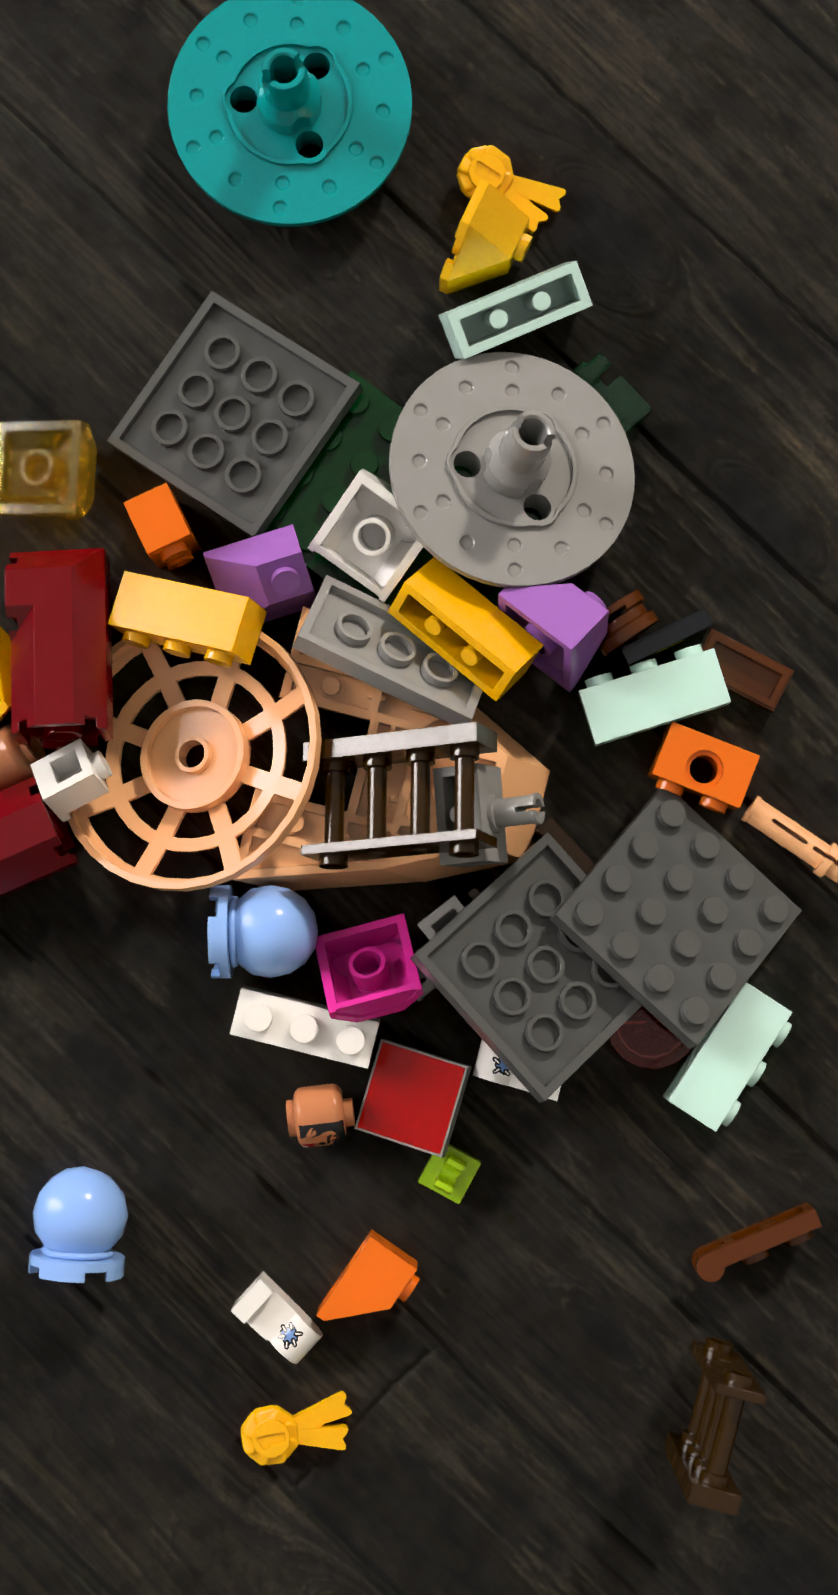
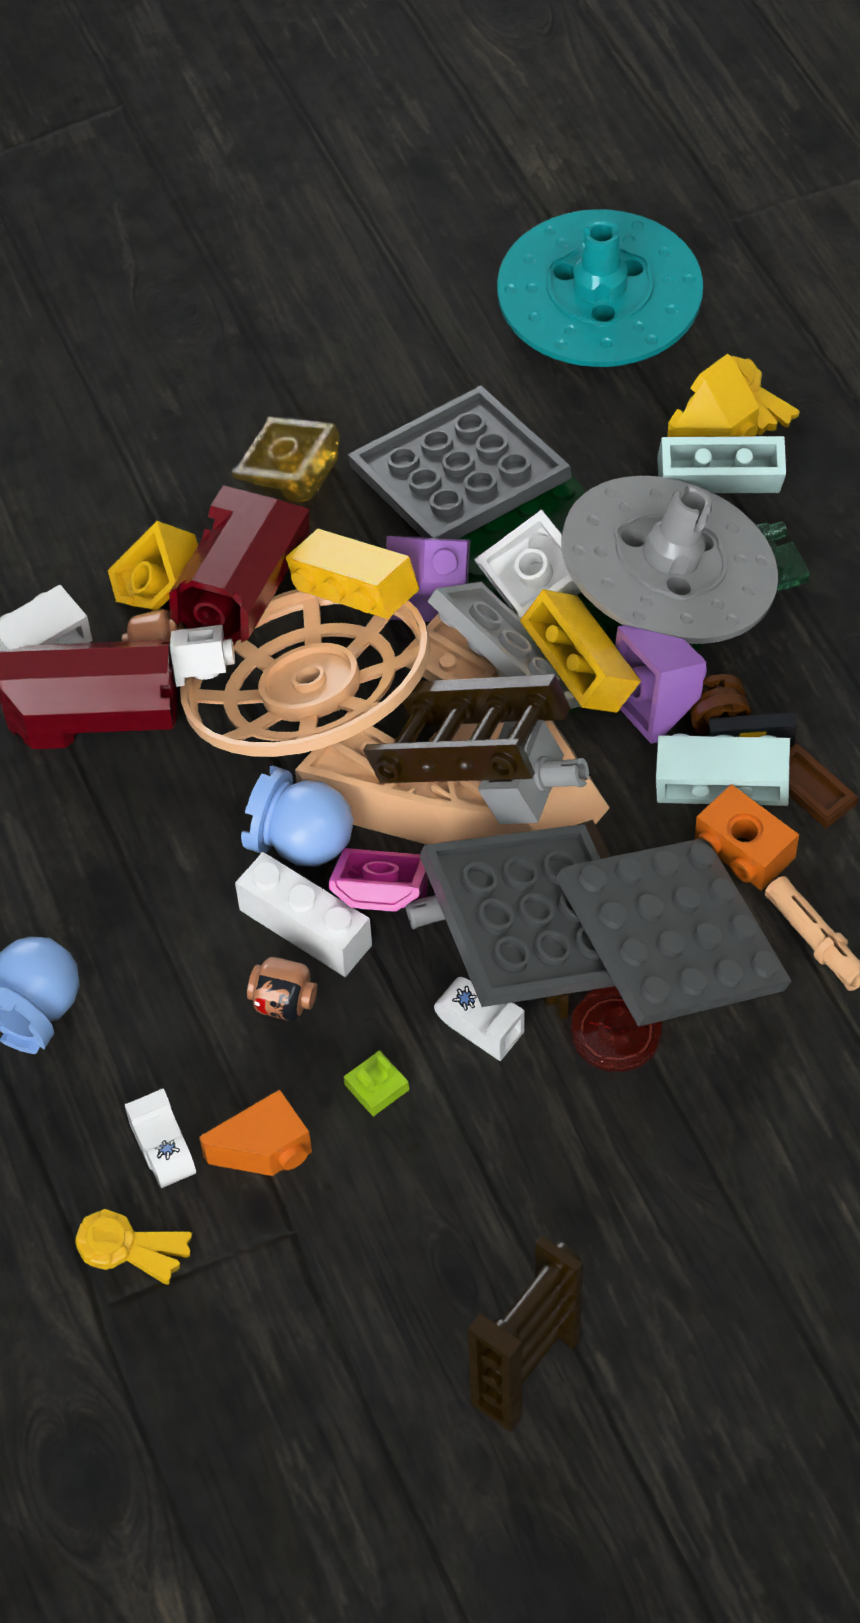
camera: 20 degrees right, 30 degrees down
(162, 527) = (363, 506): orange brick -> none
(413, 1097) = (371, 1006): red tile -> none
(729, 1058) = (674, 1070): light aqua brick -> none
(753, 1241) = (636, 1234): reddish brown plate -> none

